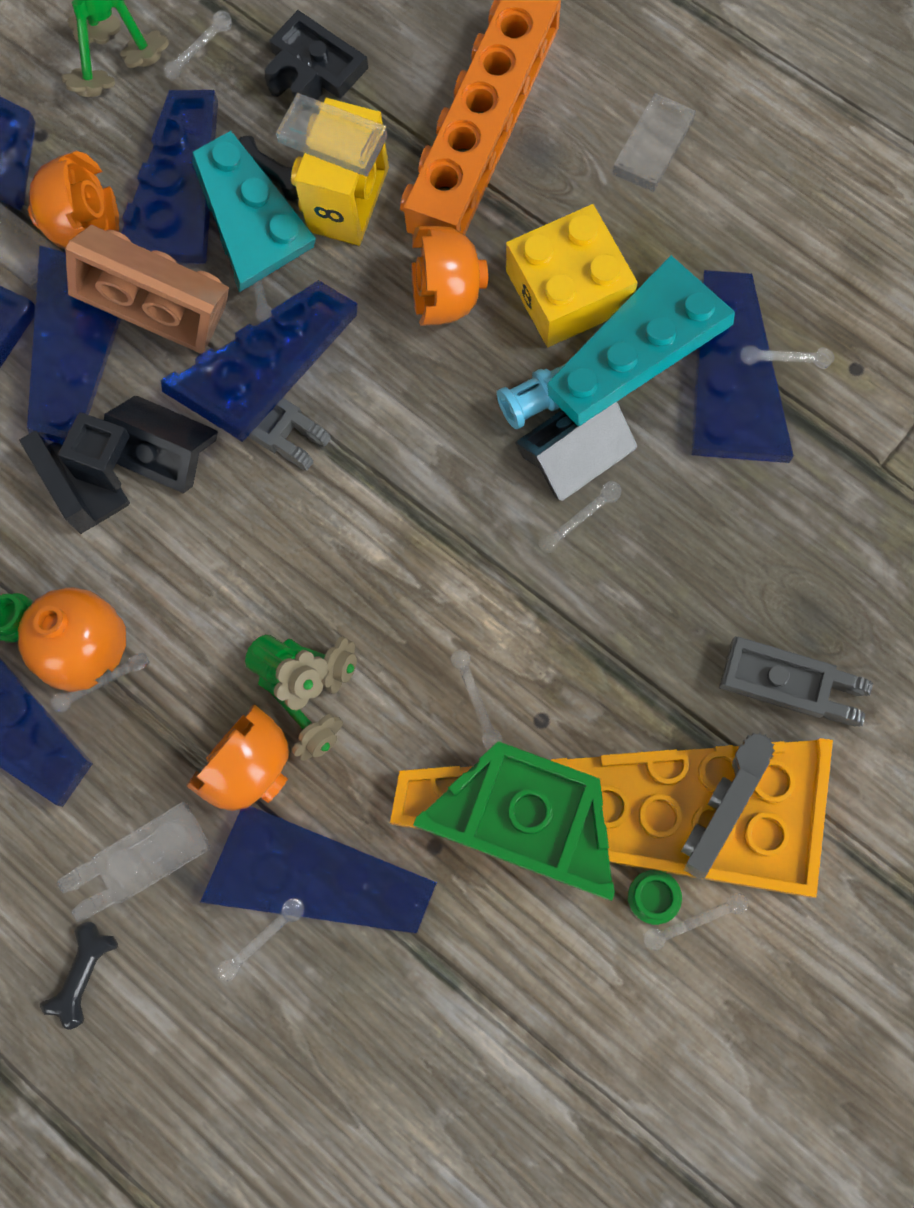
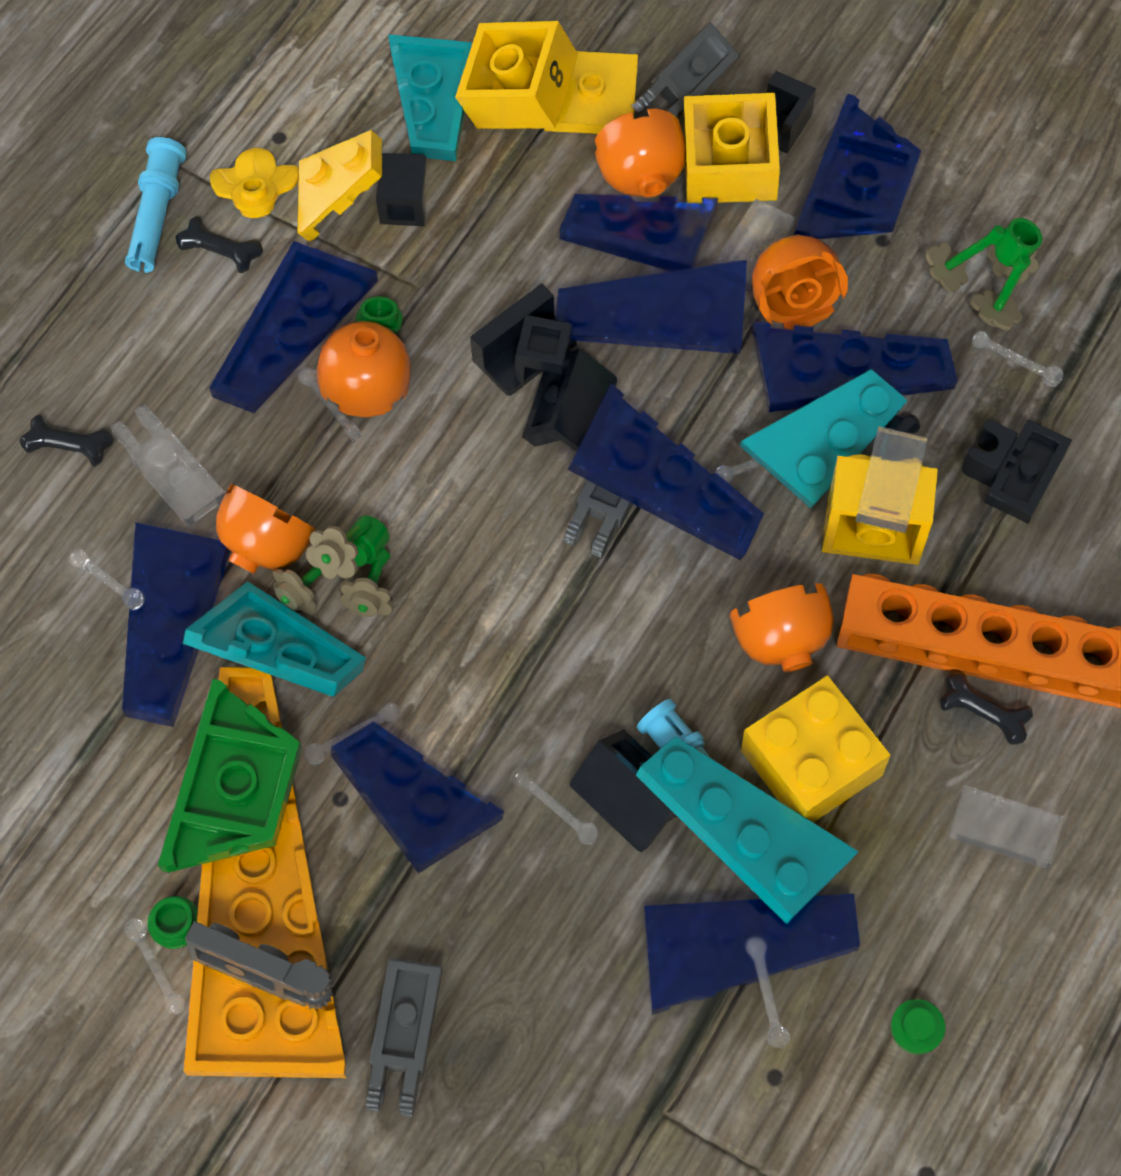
camera: 75 degrees right, 10 degrees down
(144, 287) = (717, 357): nougat slope -> none
(369, 763) = (275, 640): none -> teal wing
(555, 120) = (1009, 720): none -> black piece
(558, 646) = (411, 799): none -> clear blue wing
(828, 242) = (917, 1026): none -> green plate

